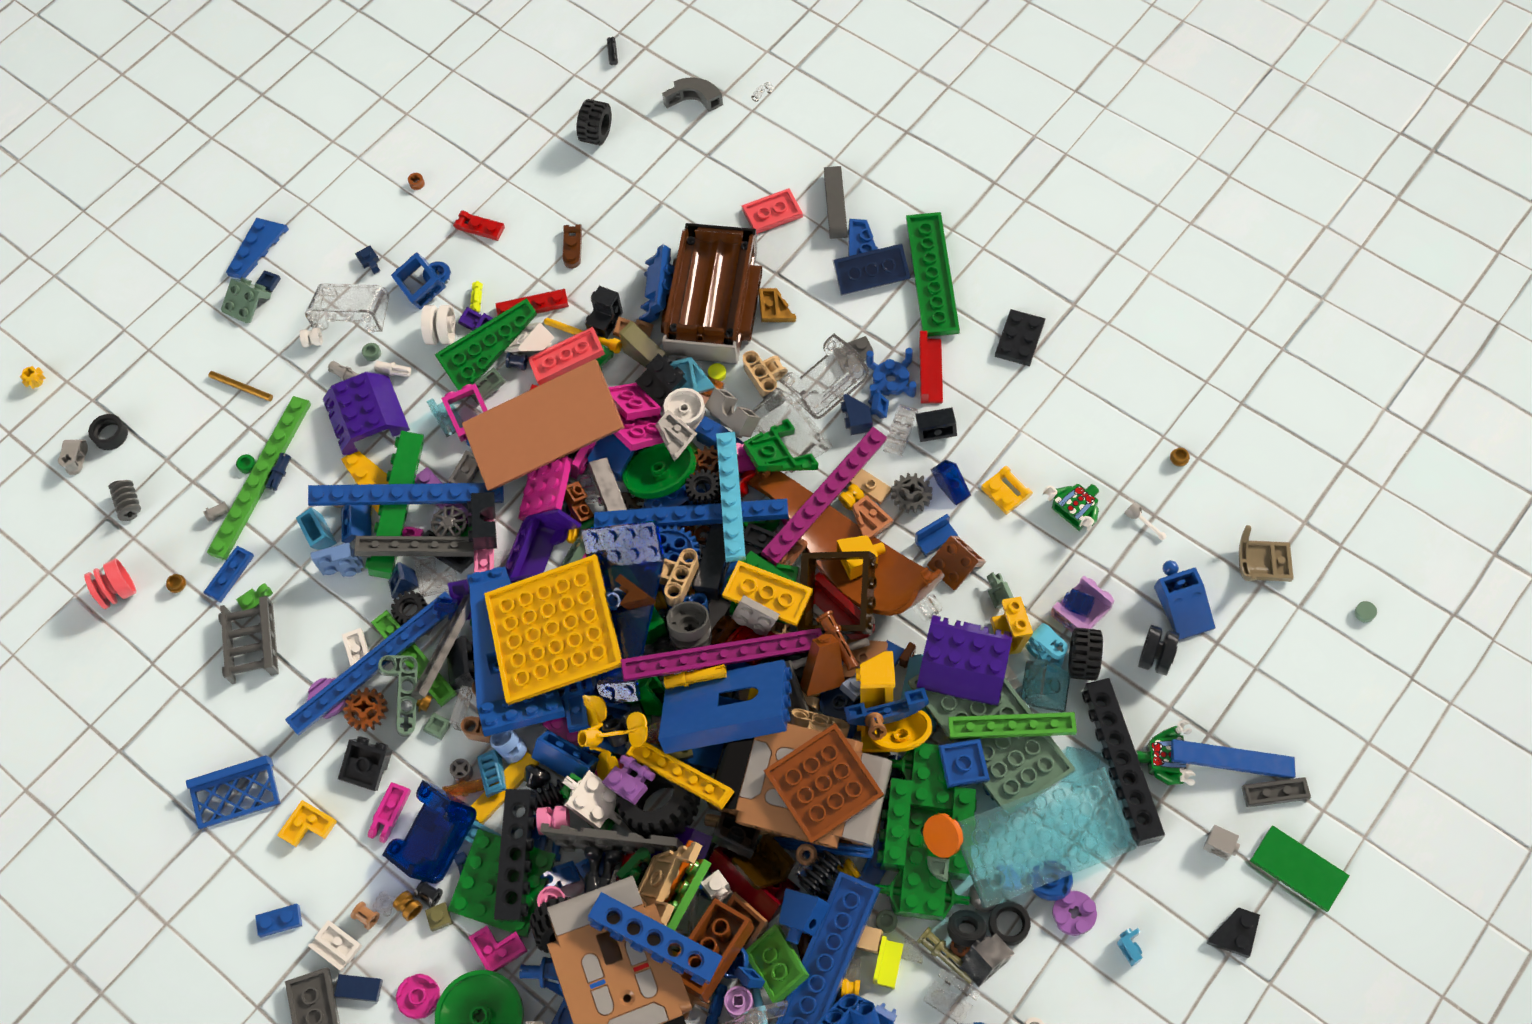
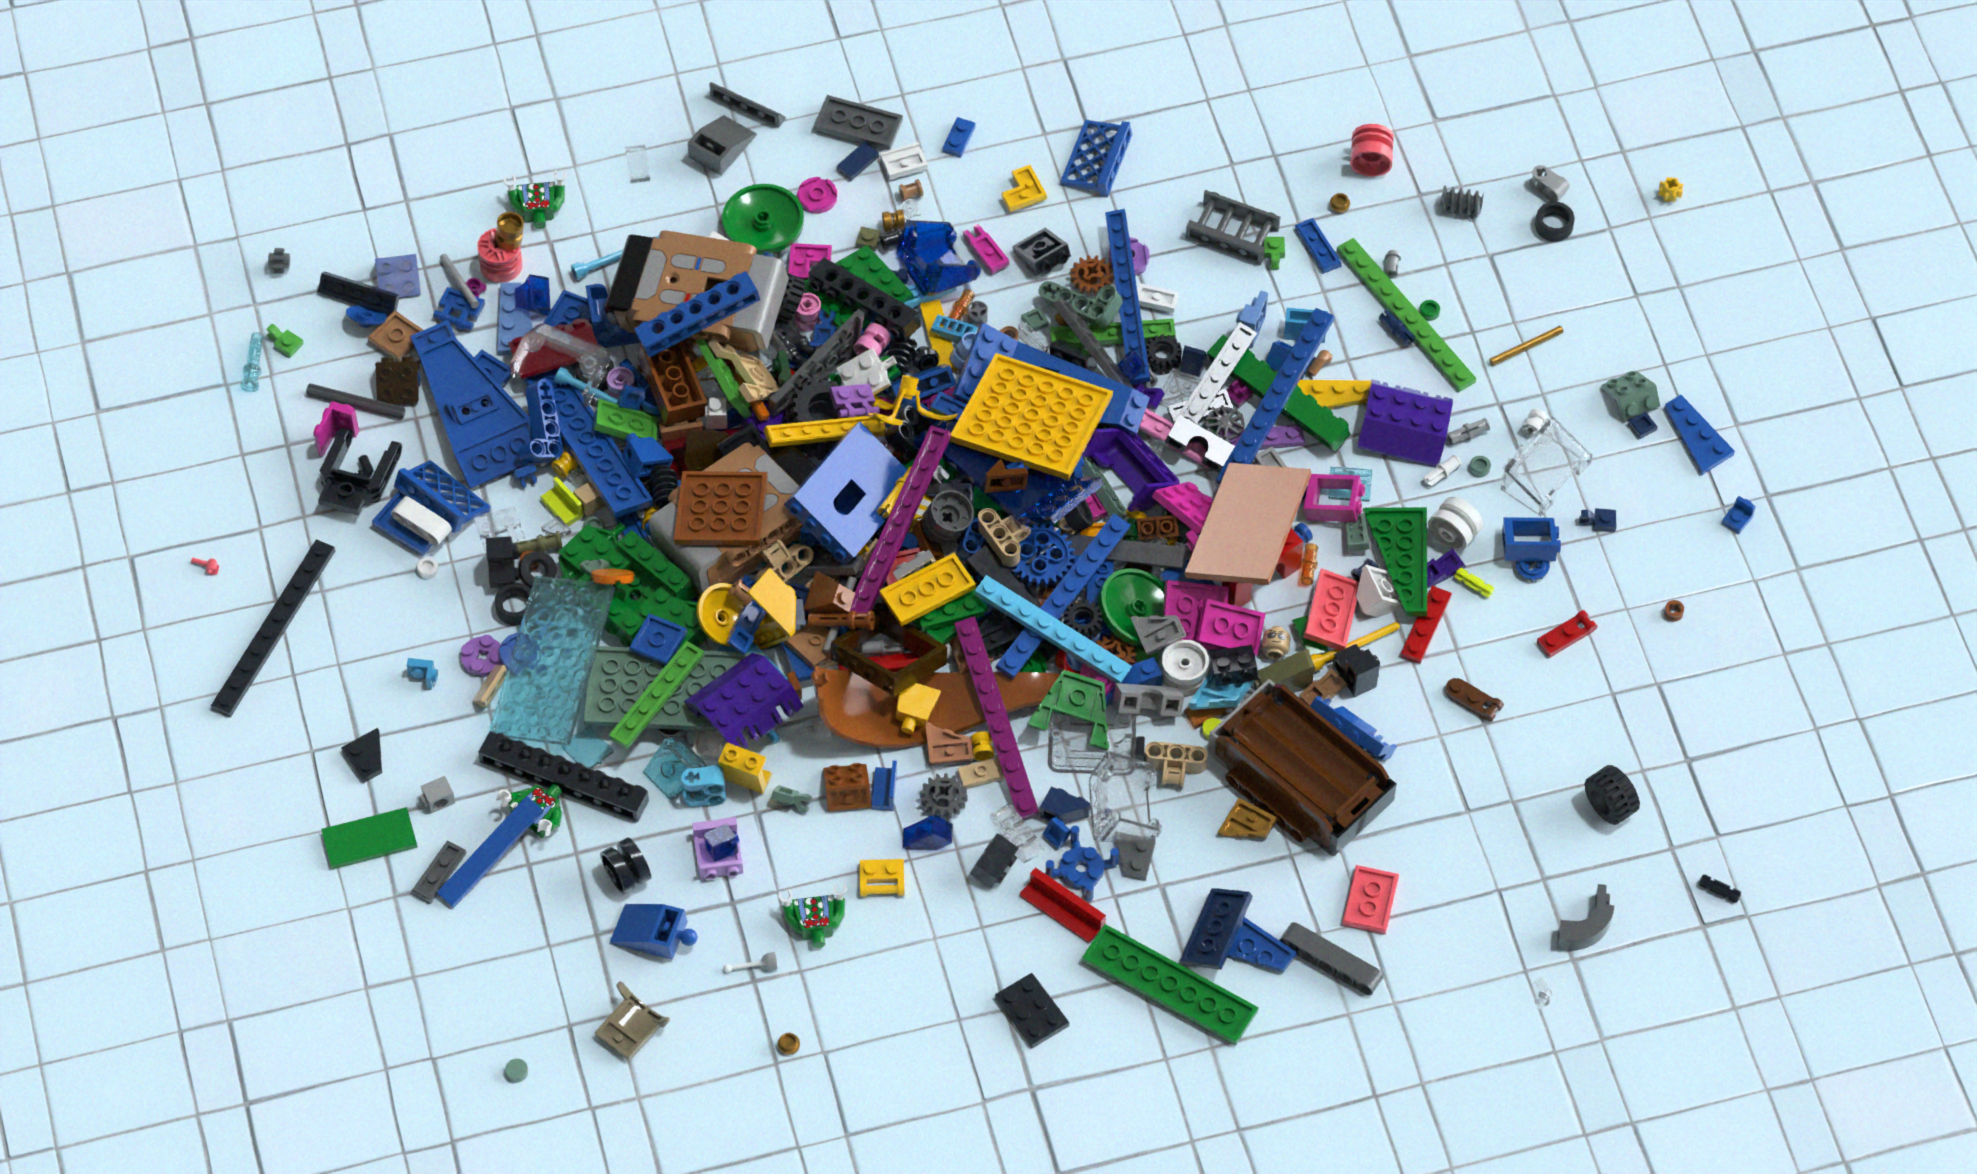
camera: 120 degrees right, 5 degrees down
(310, 189) = (1739, 515): none -> blue bracket
(619, 374) = (1275, 642): none -> tan head
(1085, 654) = (671, 805): black tyre -> none
(1097, 879) = (490, 686): none -> tan slope

